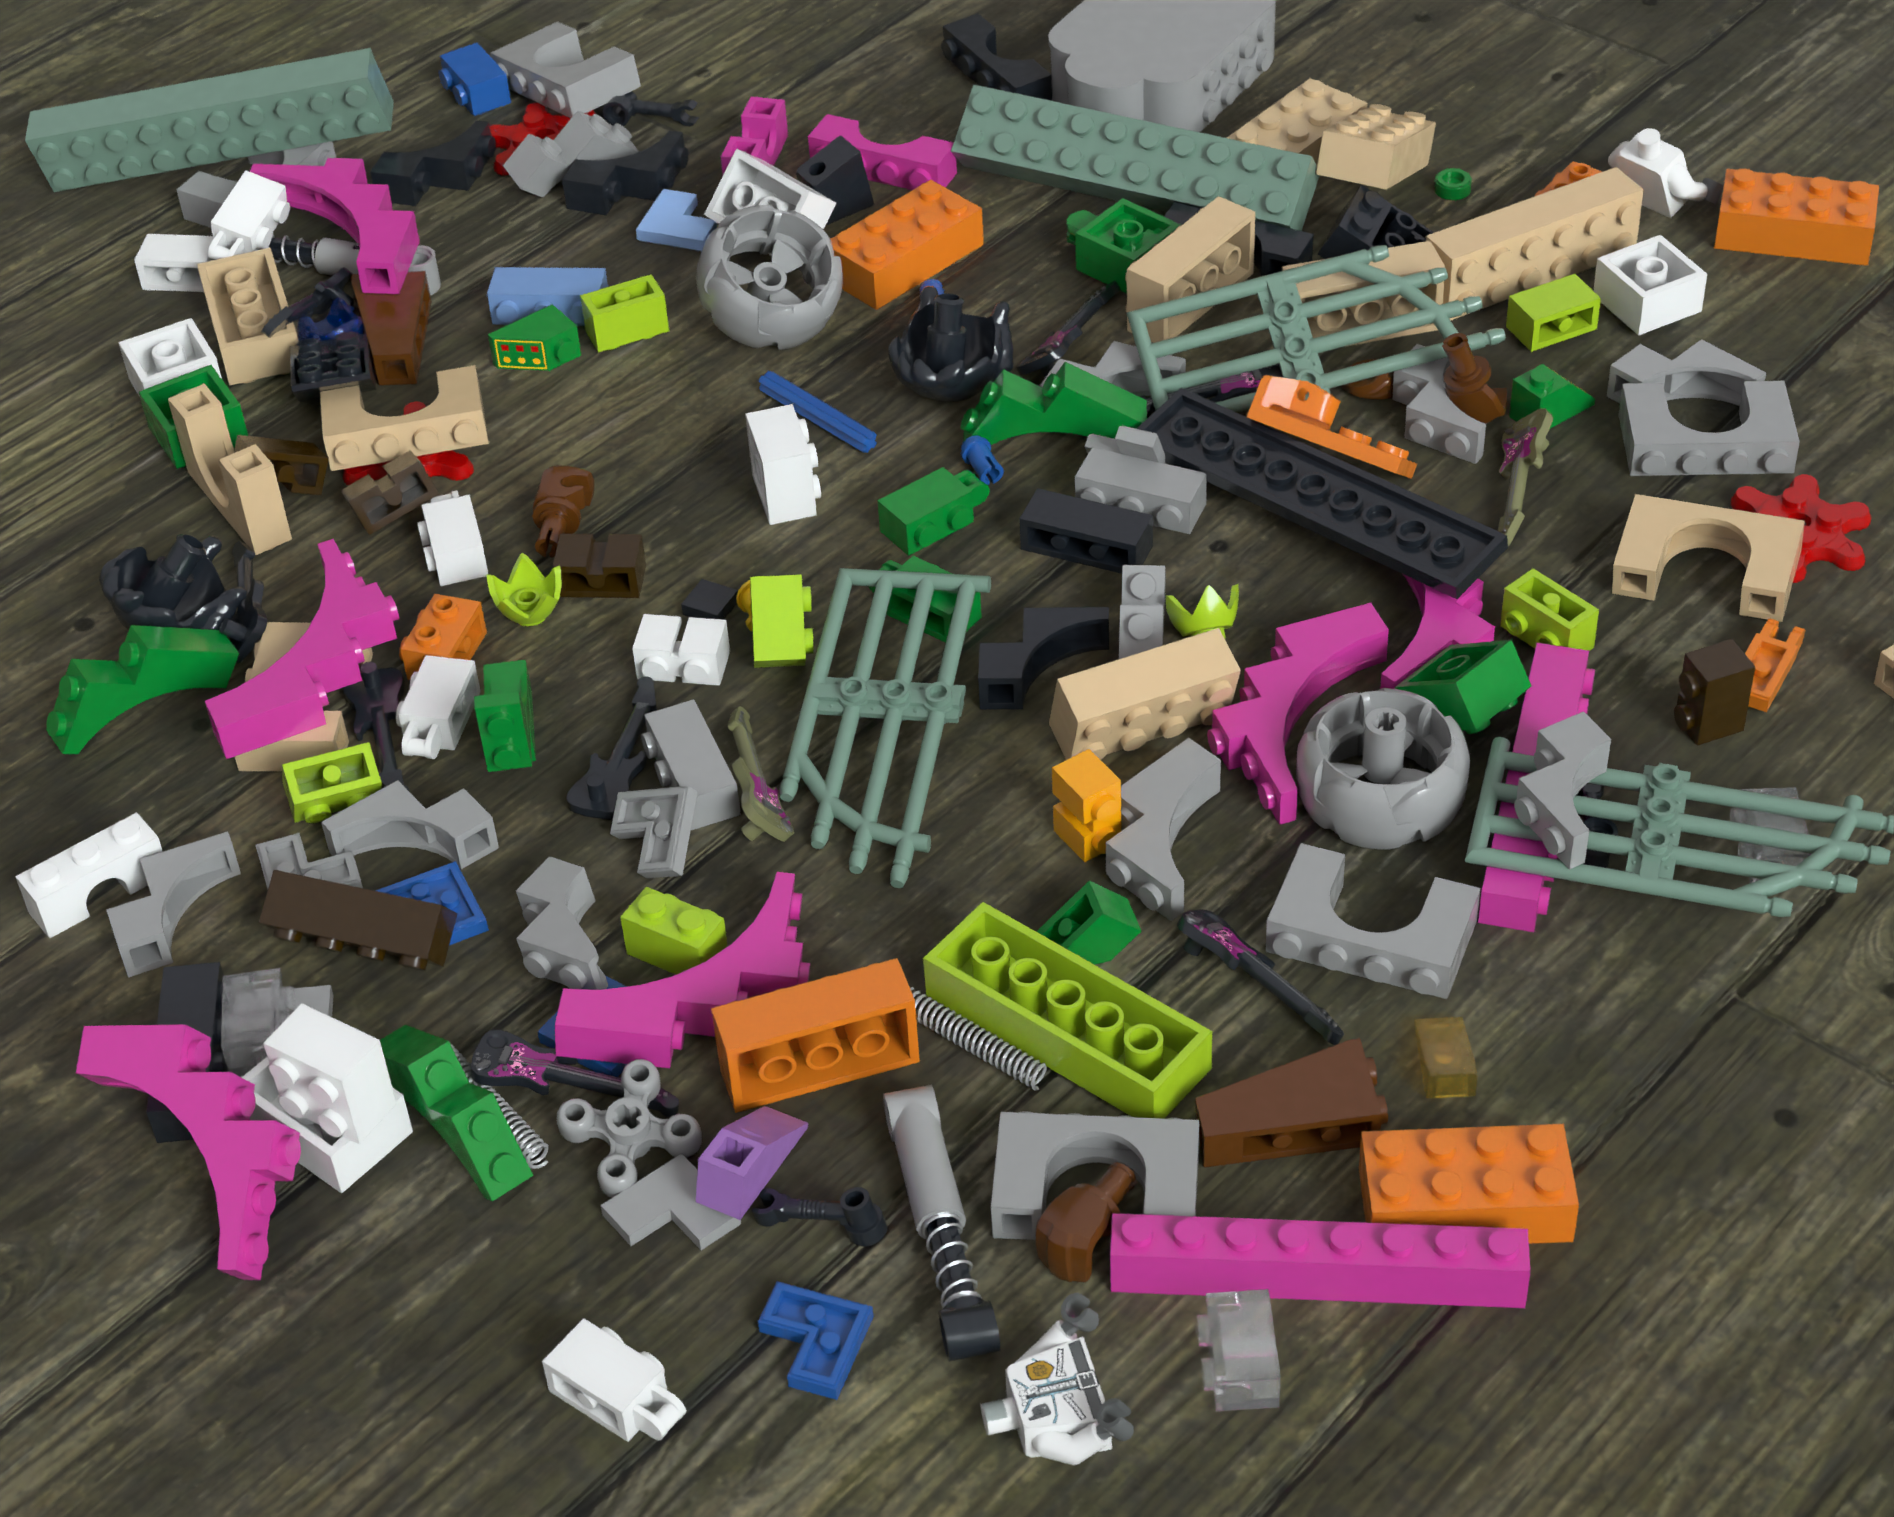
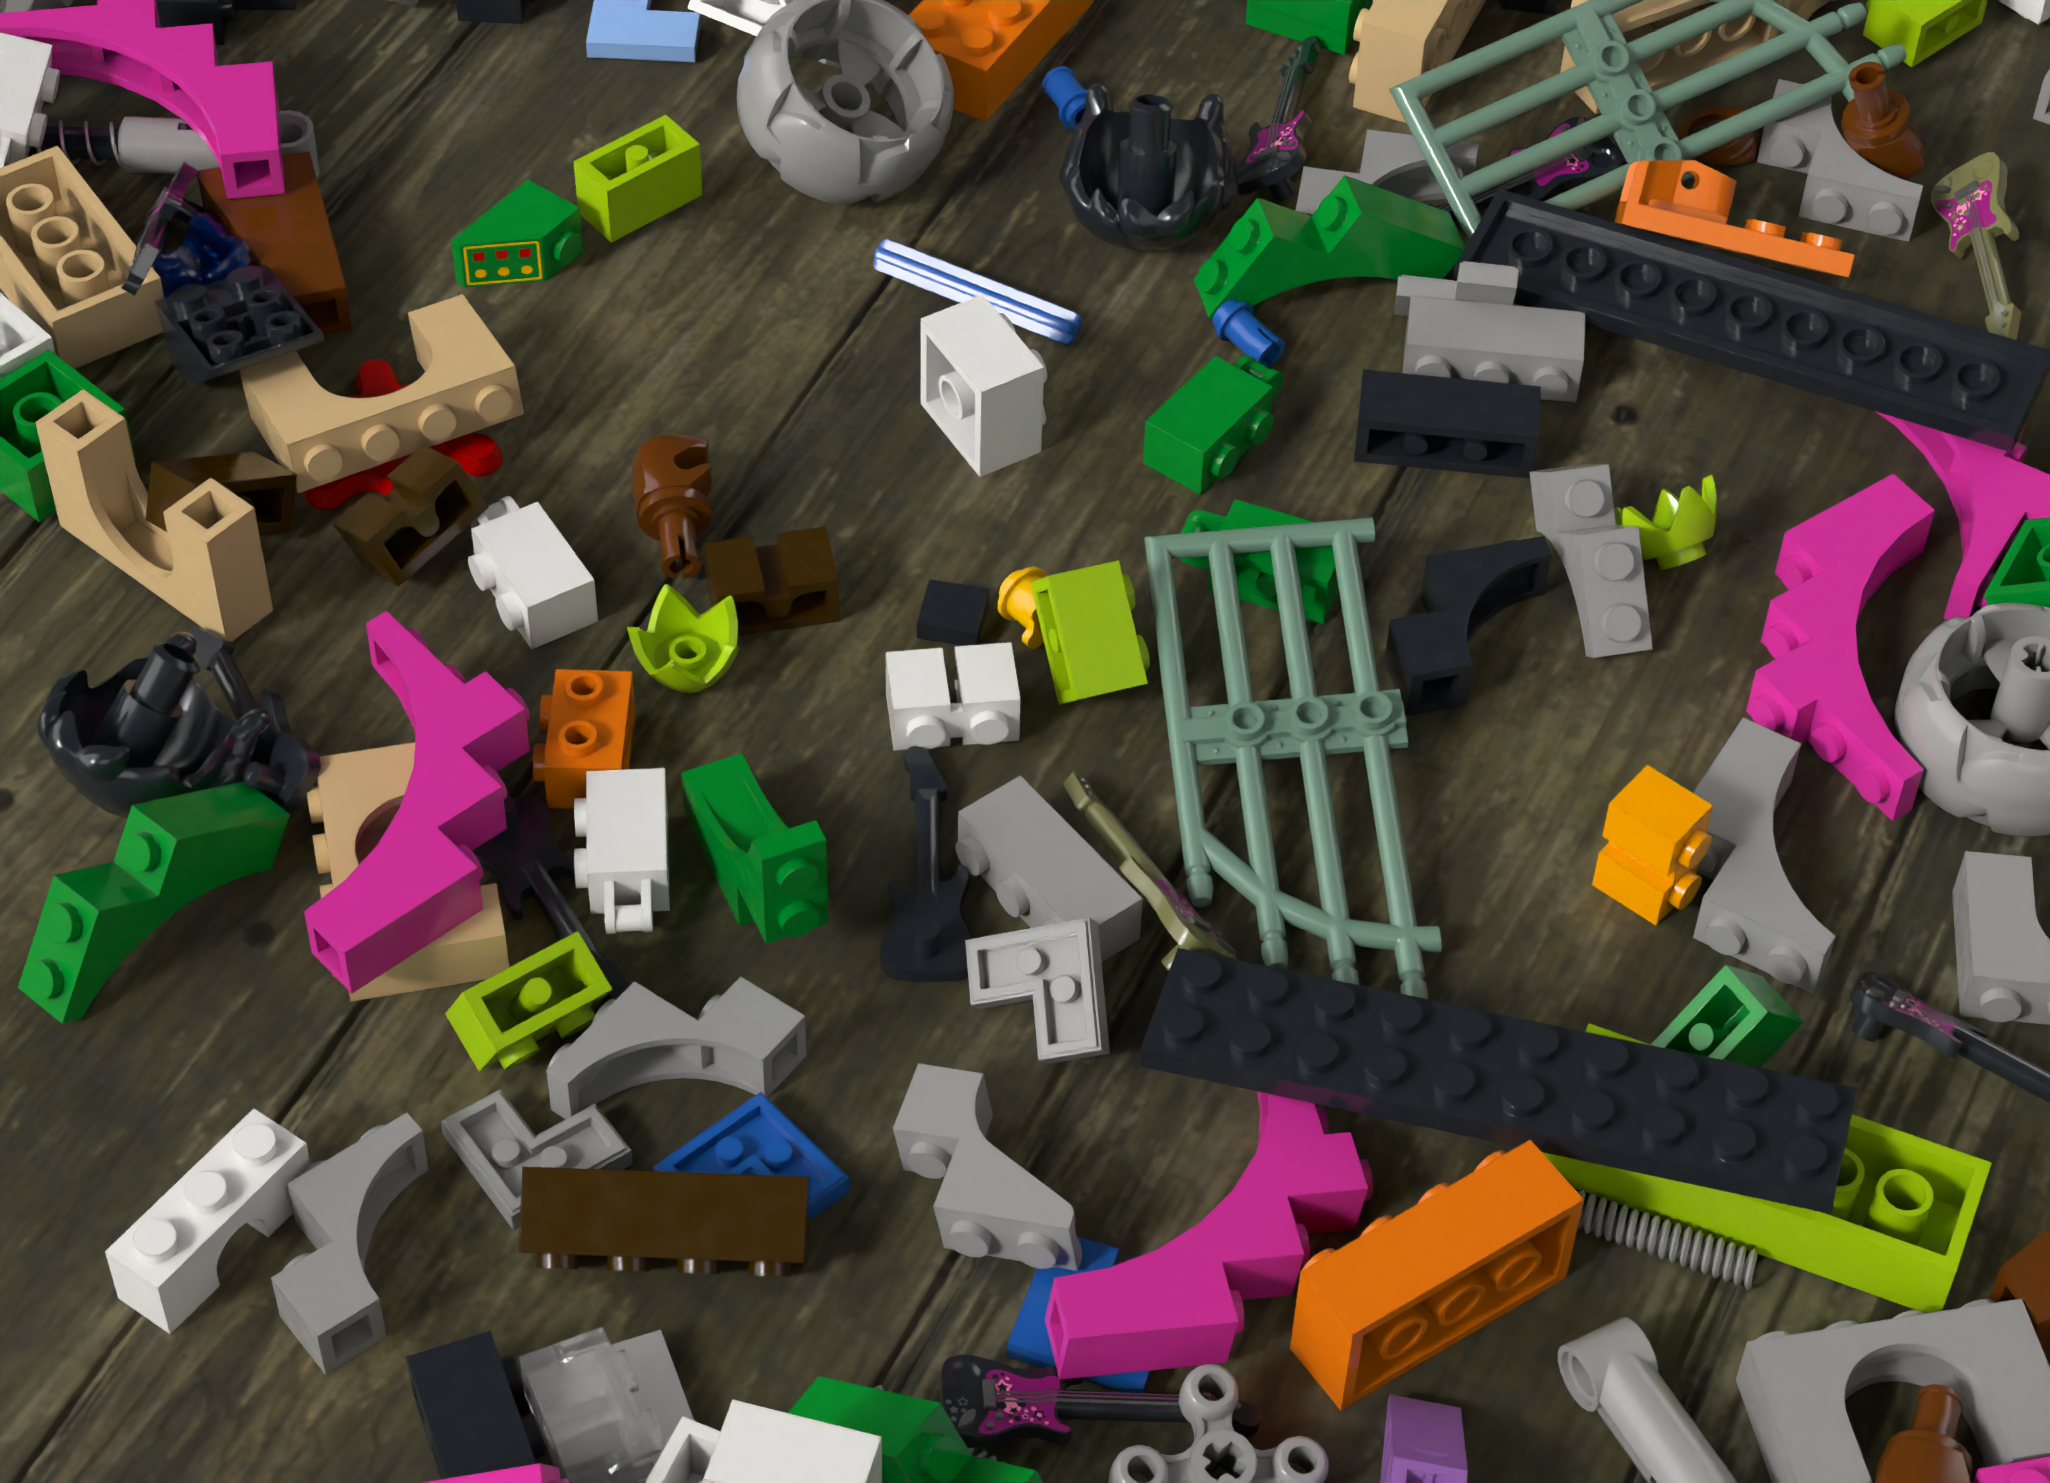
camera: 20 degrees left, 5 degrees up
(524, 290) = (482, 163): medium blue brick -> none
(671, 932) = (1148, 1152): lime brick -> none
(906, 920) = (1502, 1079): none -> black plate
(1144, 696) = (1659, 668): tan brick -> none
(1549, 390) = (1969, 128): green slope -> none

